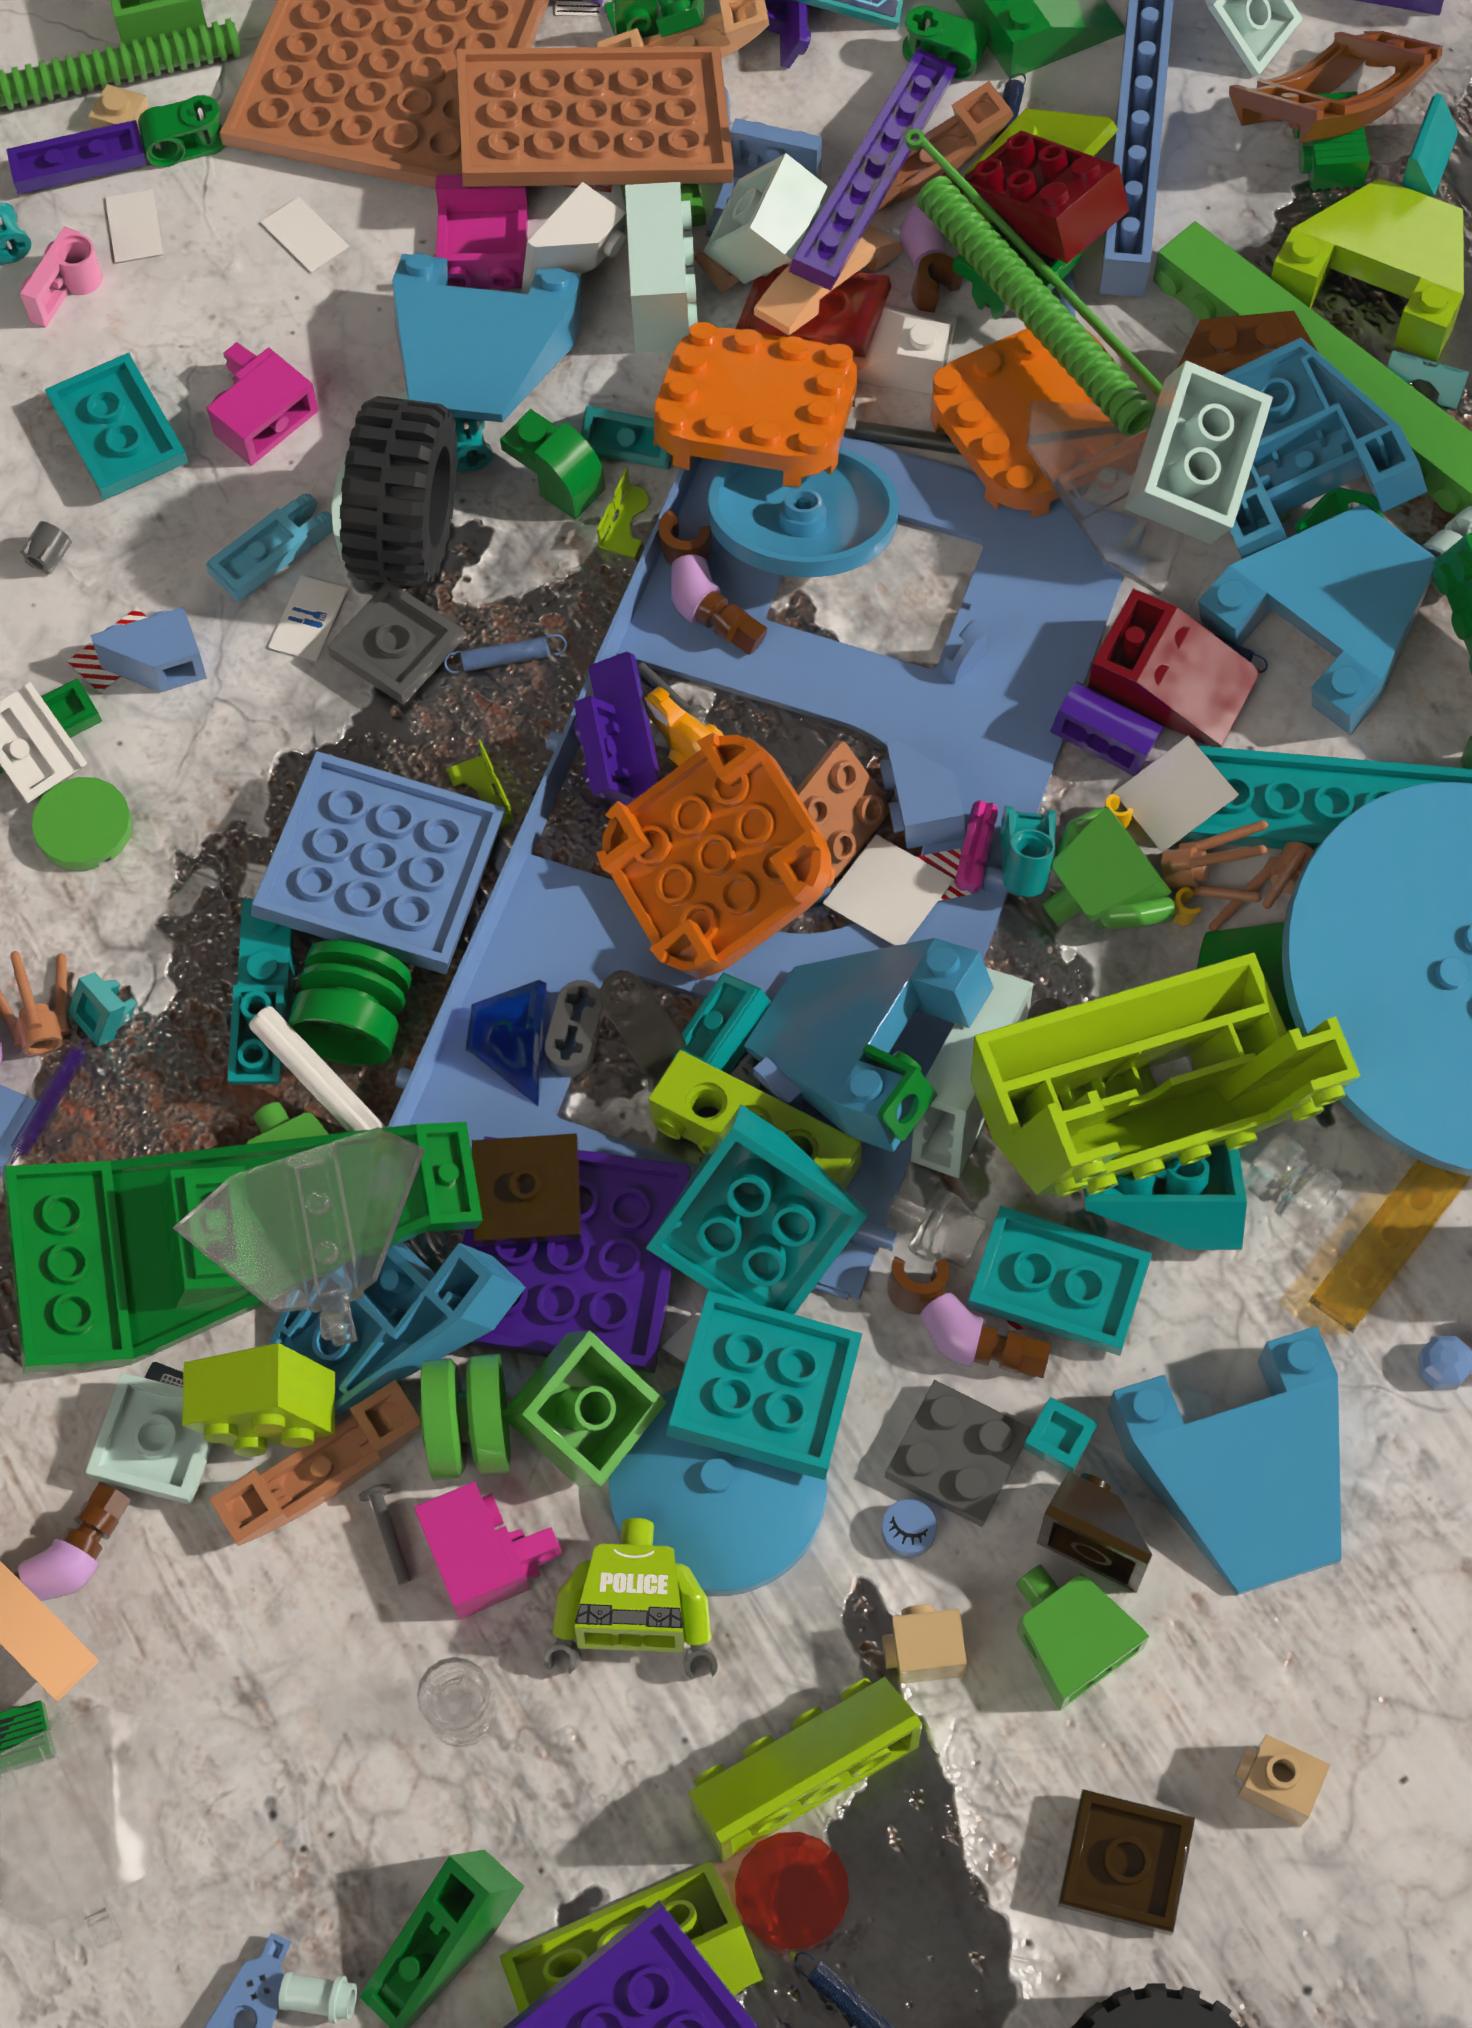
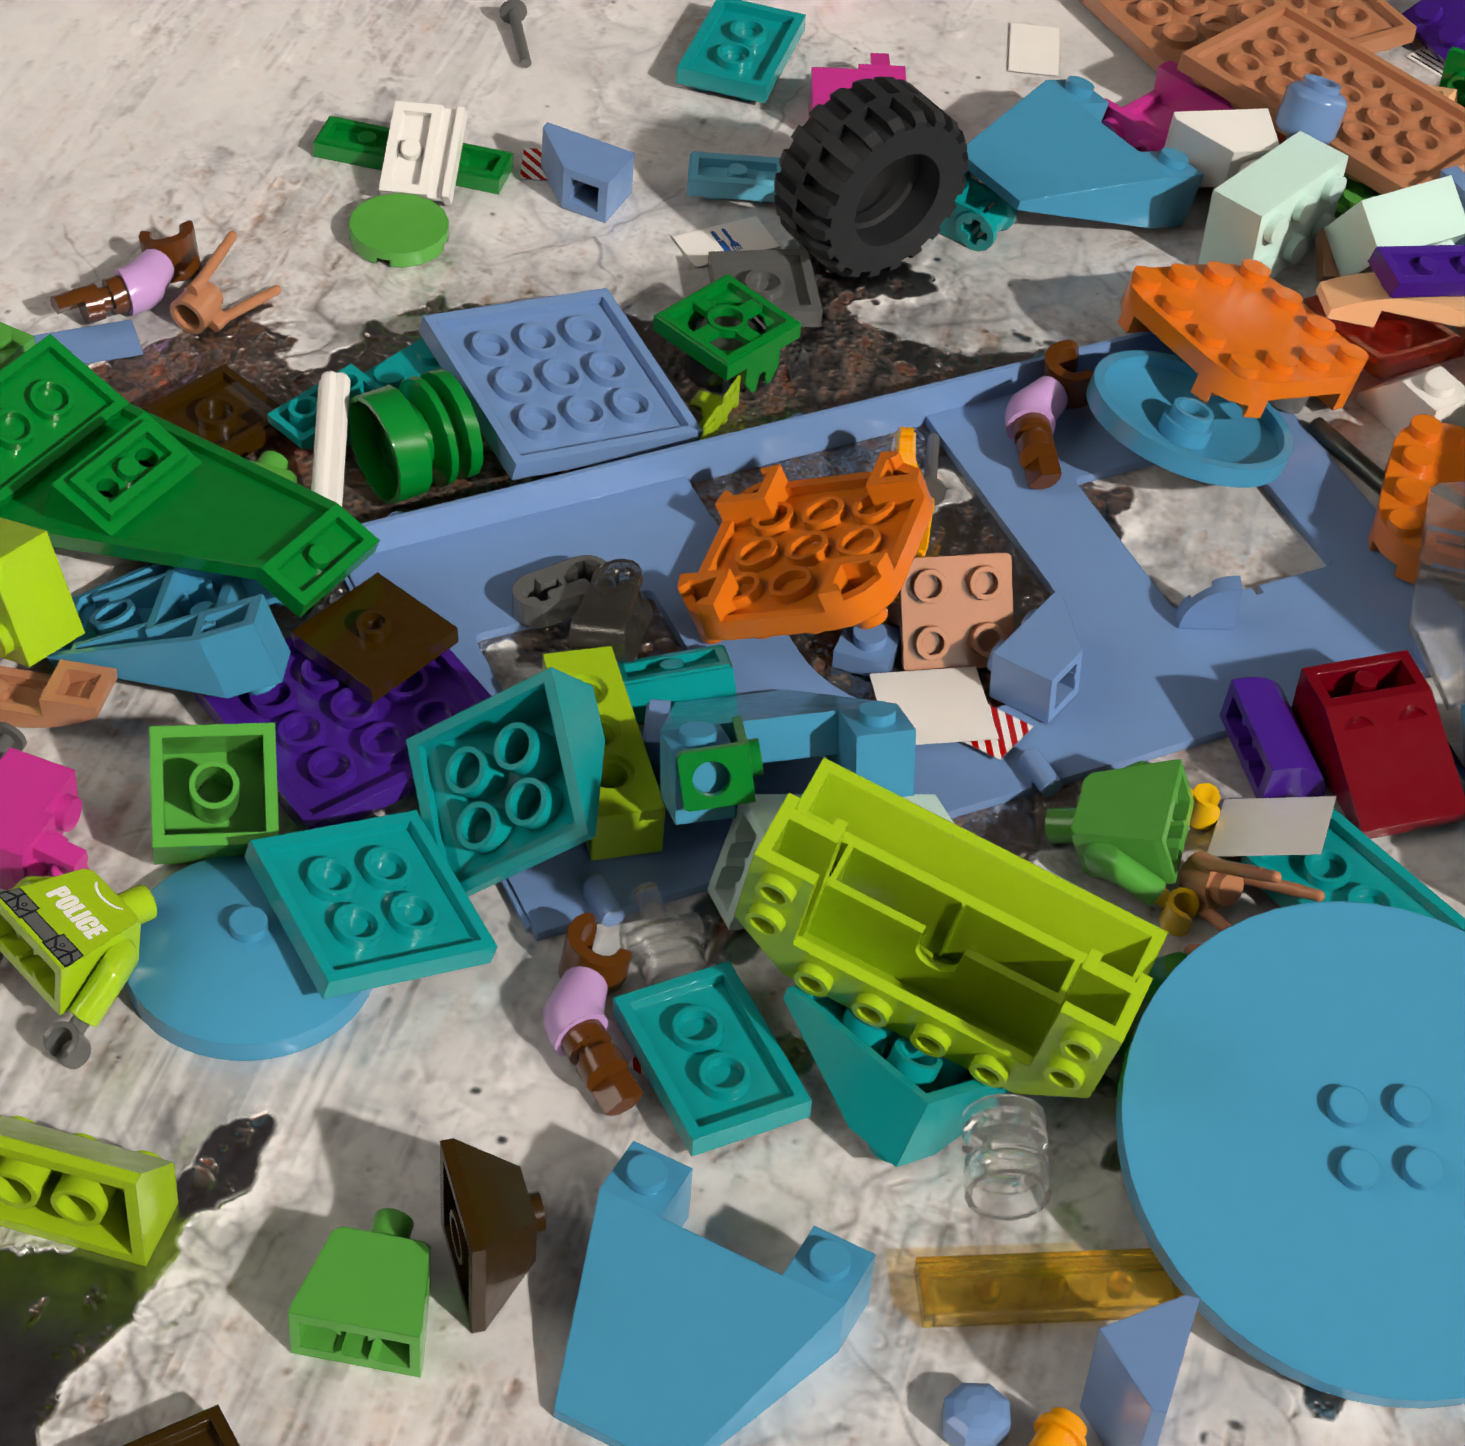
camera: 40 degrees right, 20 degrees down
(45, 547) = (596, 75): dark grey hose -> none
(48, 1098) = (155, 348): dark purple piece -> none
(99, 1009) = (257, 326): teal tile -> none
(175, 1107) = (221, 410): none -> dark brown plate
(310, 1225) = (161, 501): clear panel -> none
(435, 718) = (724, 338): none -> green piece
(461, 1417) = (106, 716): bright green wheel -> none
(505, 653) = (841, 357): medium blue piece -> none
(511, 1035) = (510, 553): clear blue slope -> none
(562, 459) = (1033, 271): green brick -> none
(613, 159) = (1313, 108): none -> medium blue head
(616, 732) = (838, 436): dark purple bracket -> none
(619, 534) = (1040, 332): lime piece -> none
(623, 437) = (1100, 295): teal slope -> none
(908, 1528) = (351, 1111): medium blue tile -> none
(925, 1645) = (245, 1191): tan brick -> none
(957, 1453) = (466, 1093): dark grey plate -> none
(976, 846) = (1044, 727): dark pink axle -> none
(1027, 850) = (1078, 748): teal piece -> none
(1060, 1435) = (554, 1148): teal tile -> none

